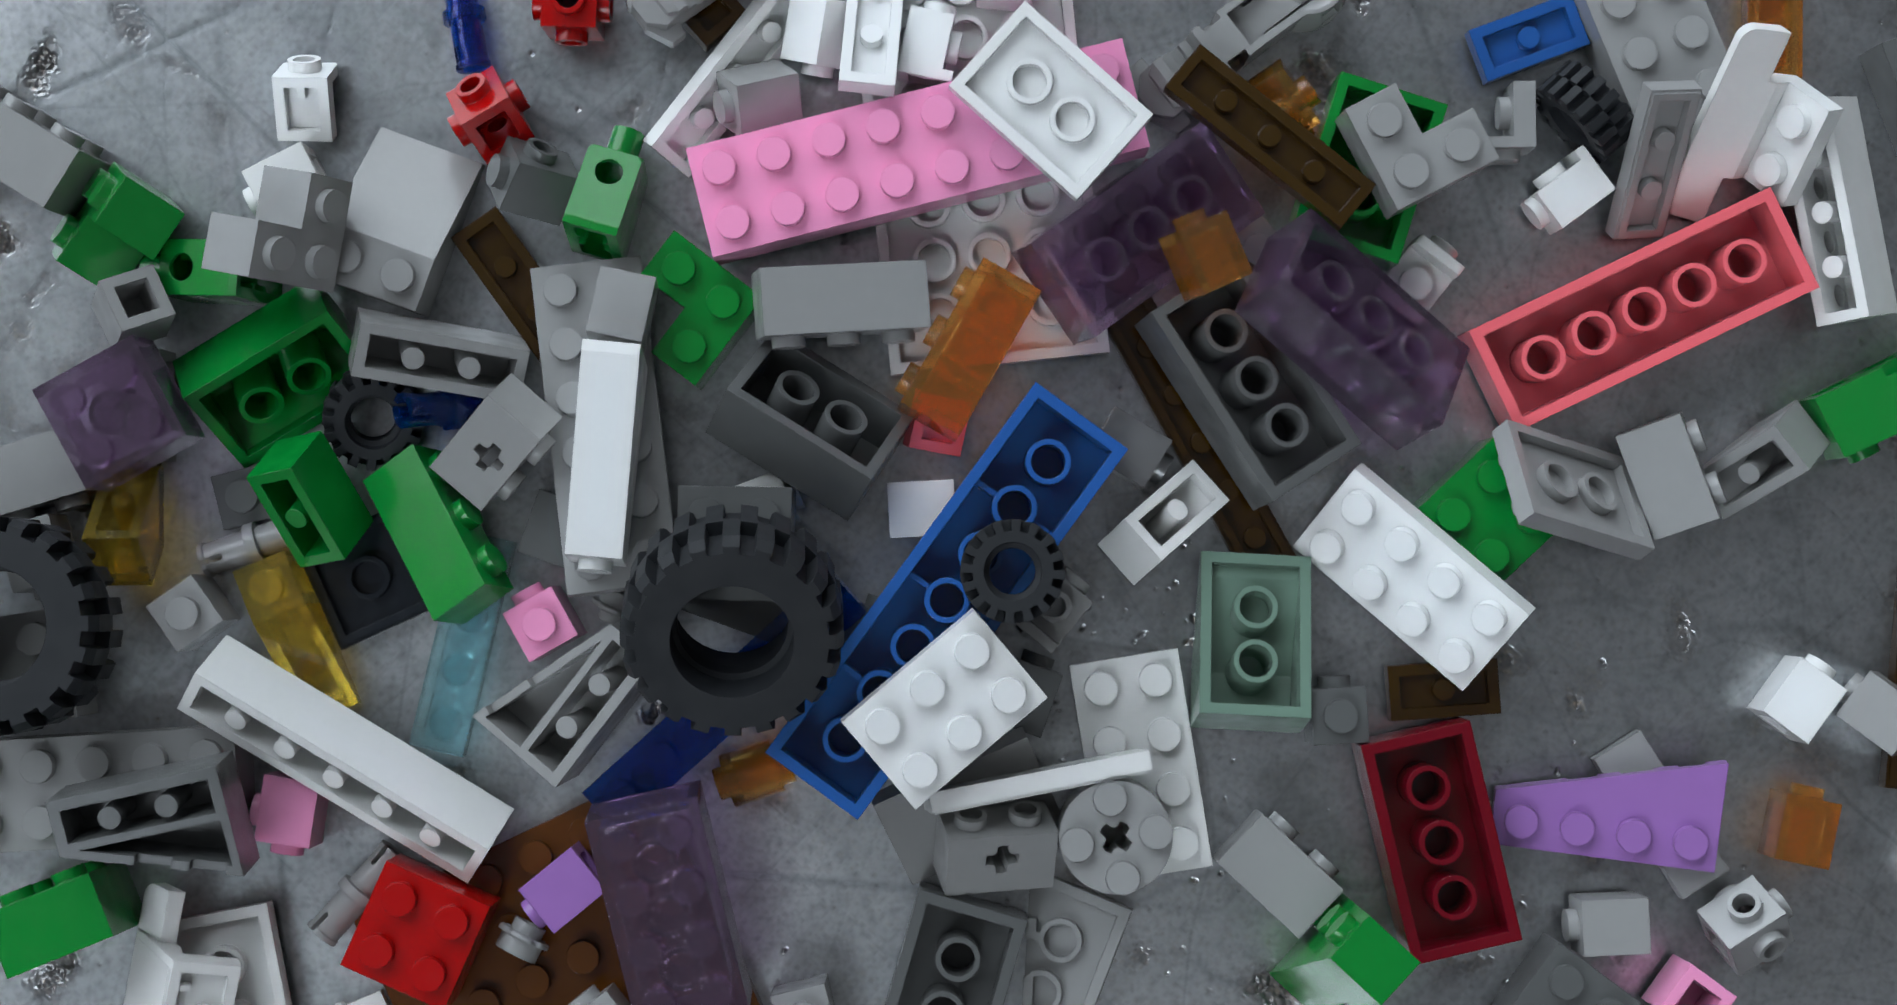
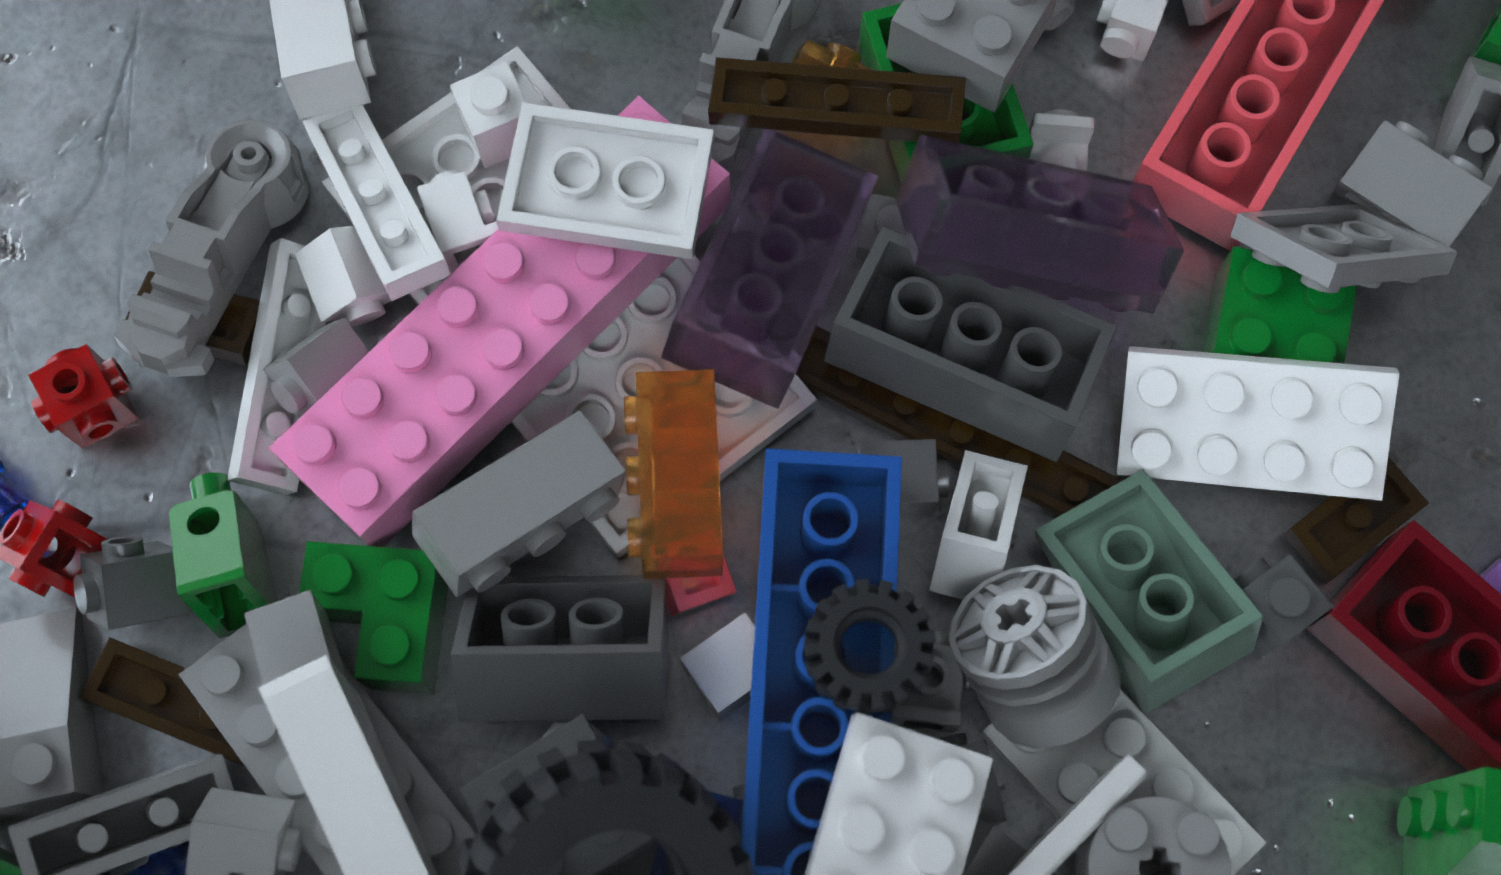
camera: 30 degrees left, 15 degrees down
(1134, 642) = (1035, 656): none -> light grey wheel
(1204, 253) = (848, 232): clear orange brick -> none
(1278, 872) = (1337, 804): light grey brick -> none

